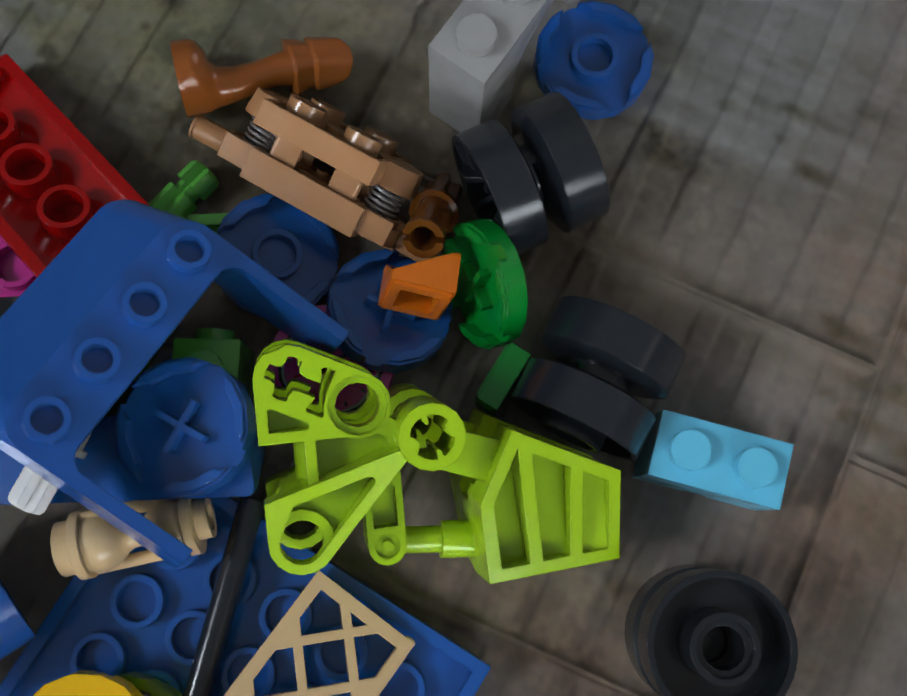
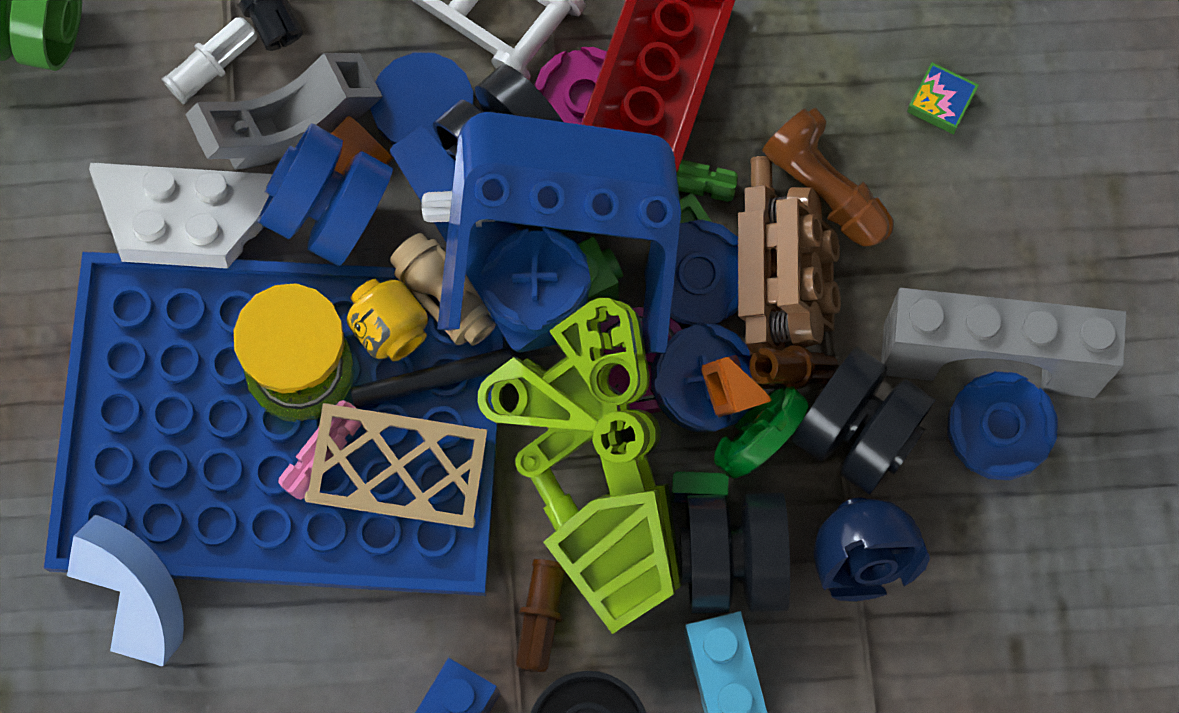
camera: 70 degrees right, 5 degrees down
(129, 617) = (387, 319): none -> yellow head
(547, 621) = (540, 616): none -> reddish brown axle
(652, 246) = (868, 547): none -> dark blue cylinder

